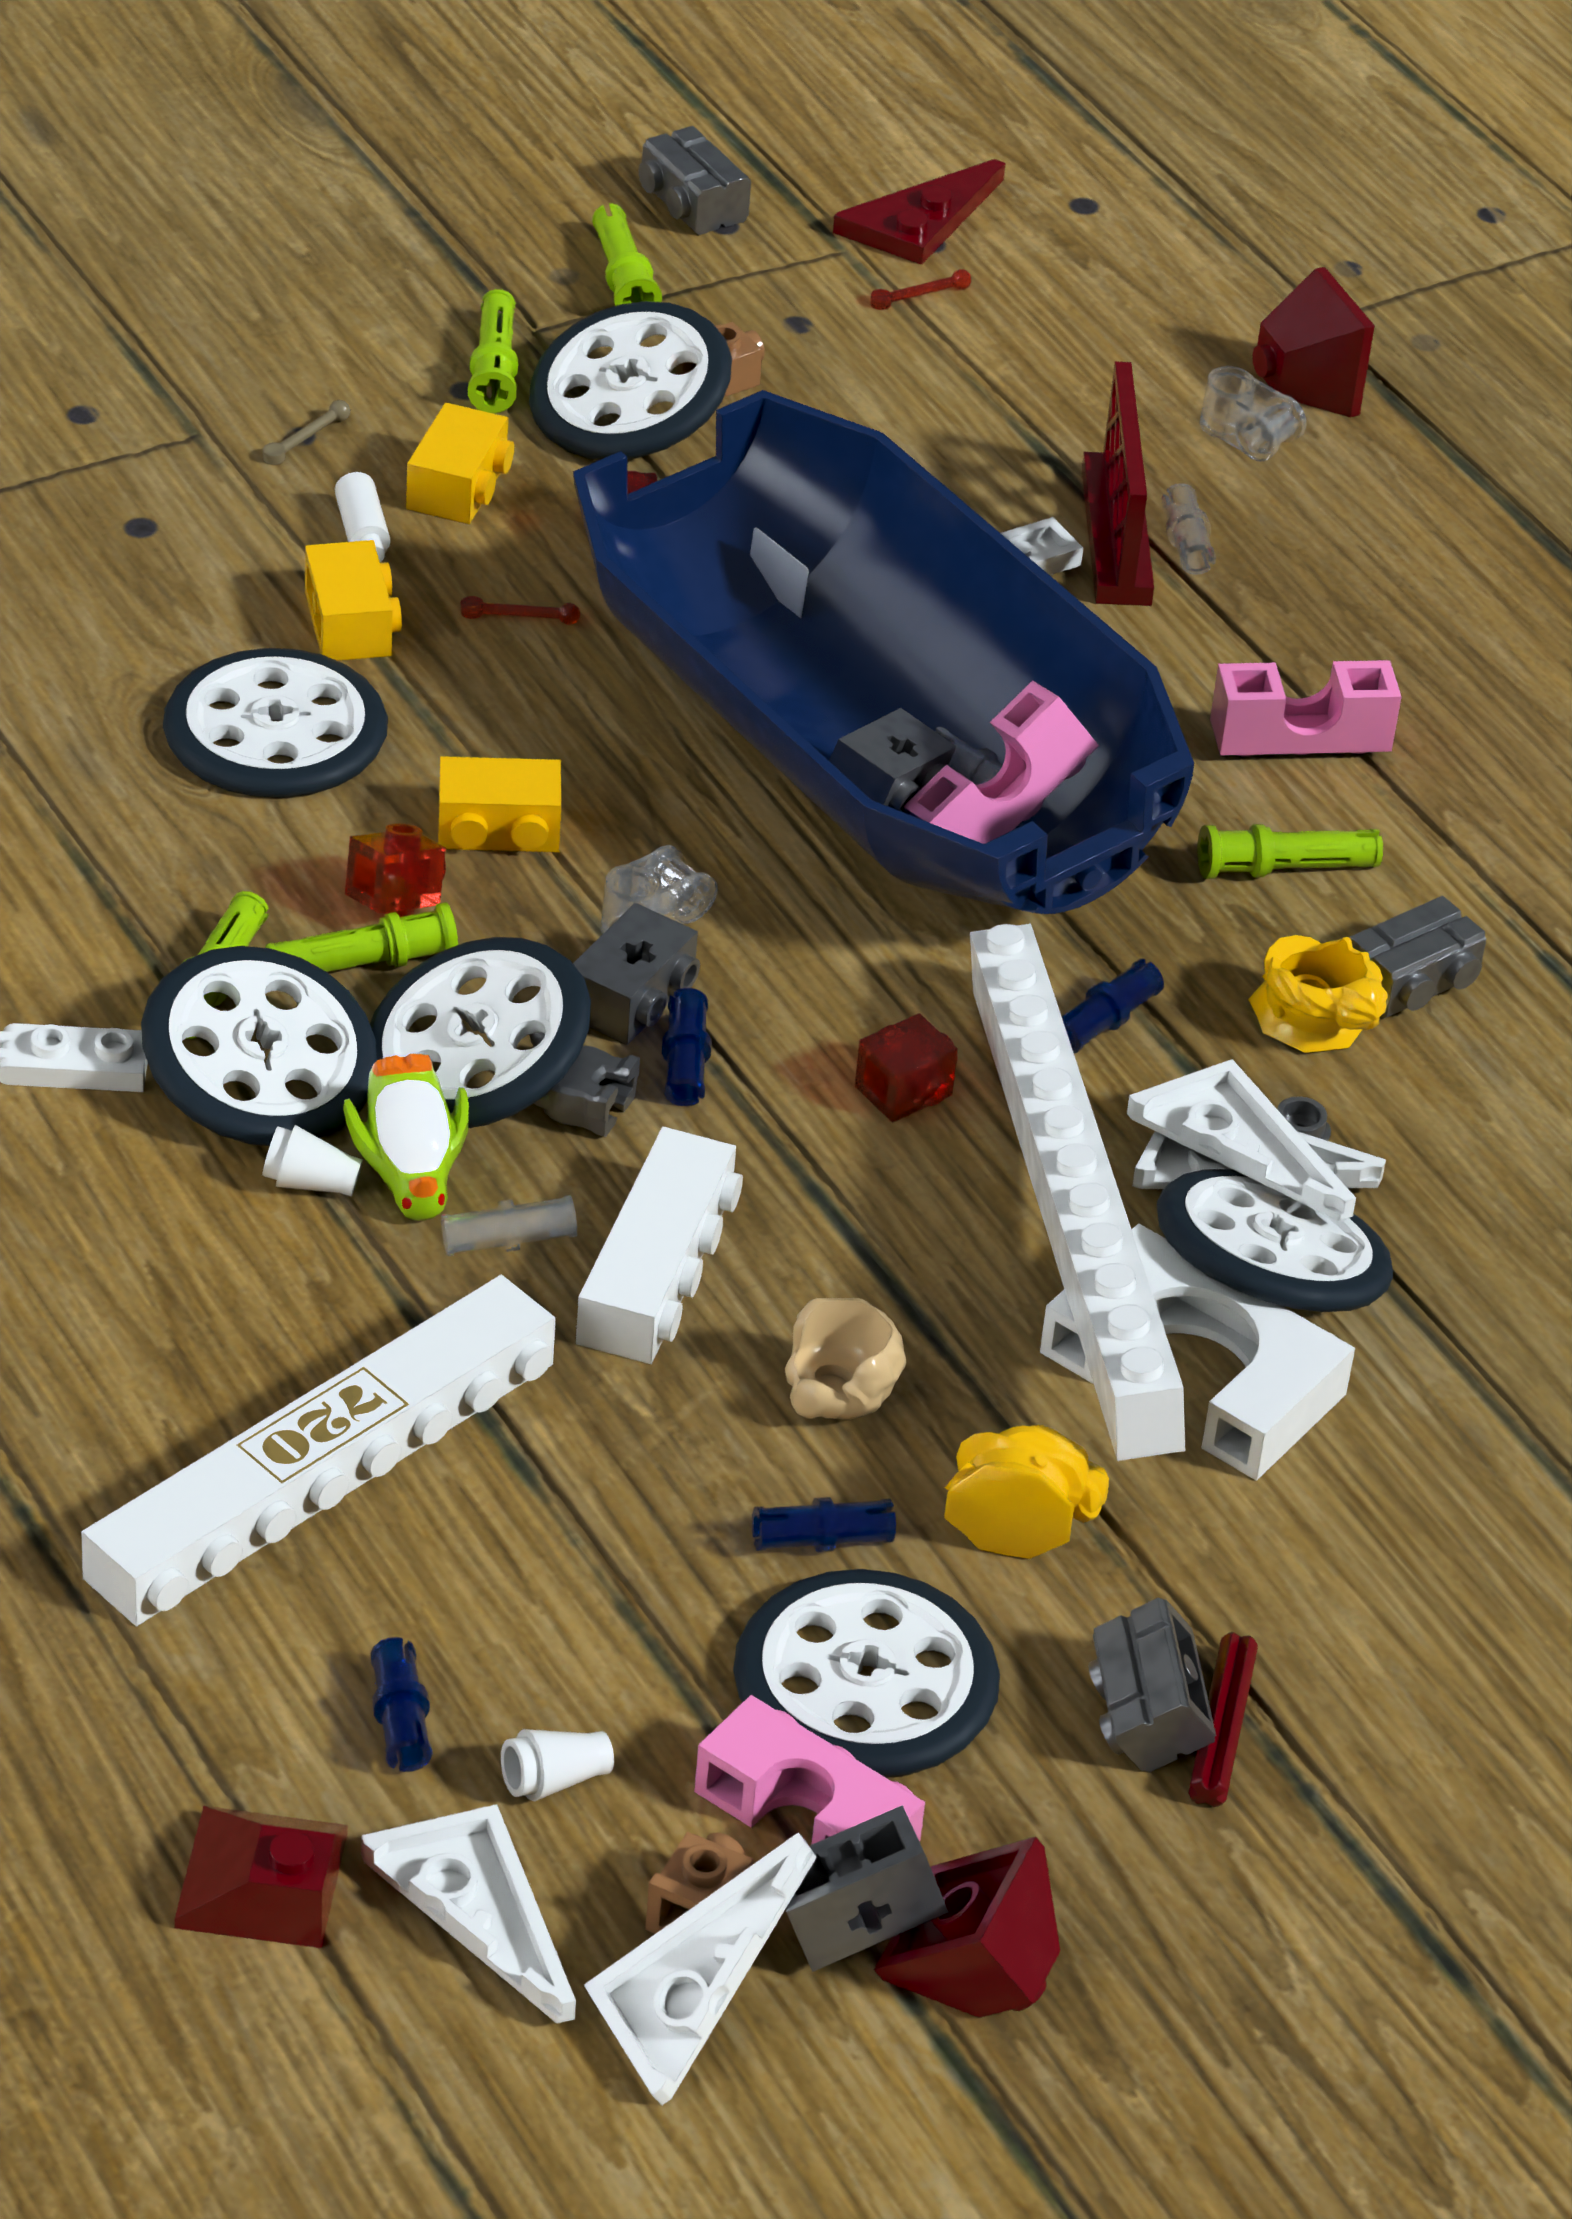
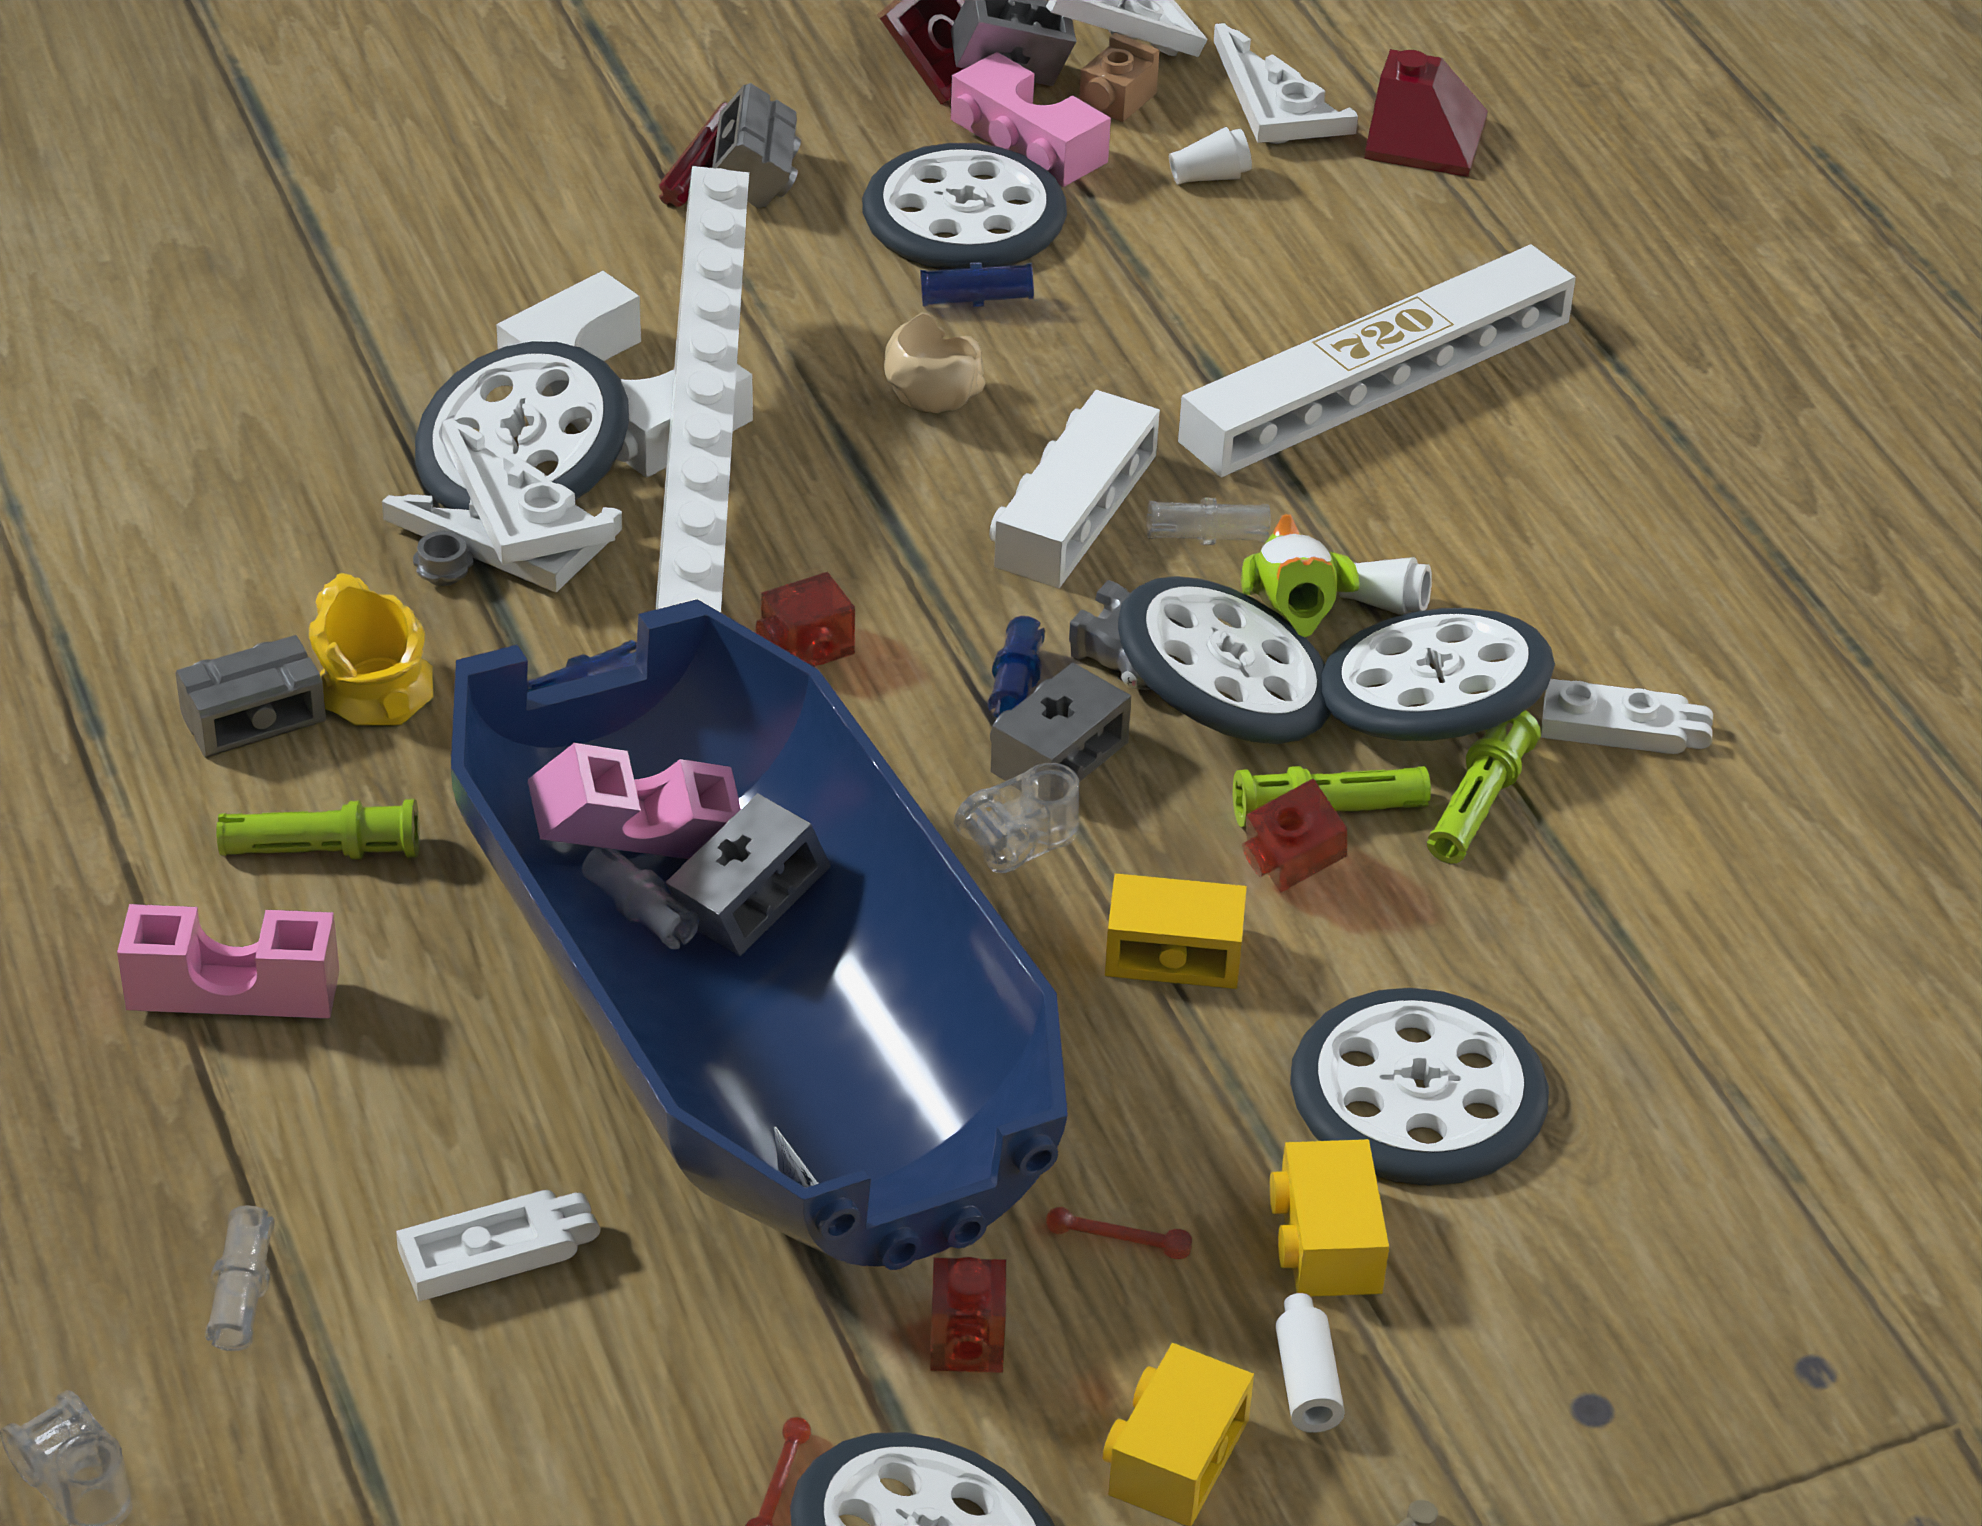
camera: 170 degrees left, 0 degrees up
(401, 1704) = (1324, 200): clear blue pin -> none
(1023, 1490) = (815, 256): yellow piece -> none
(1117, 503) = (325, 1282): dark red fence -> none

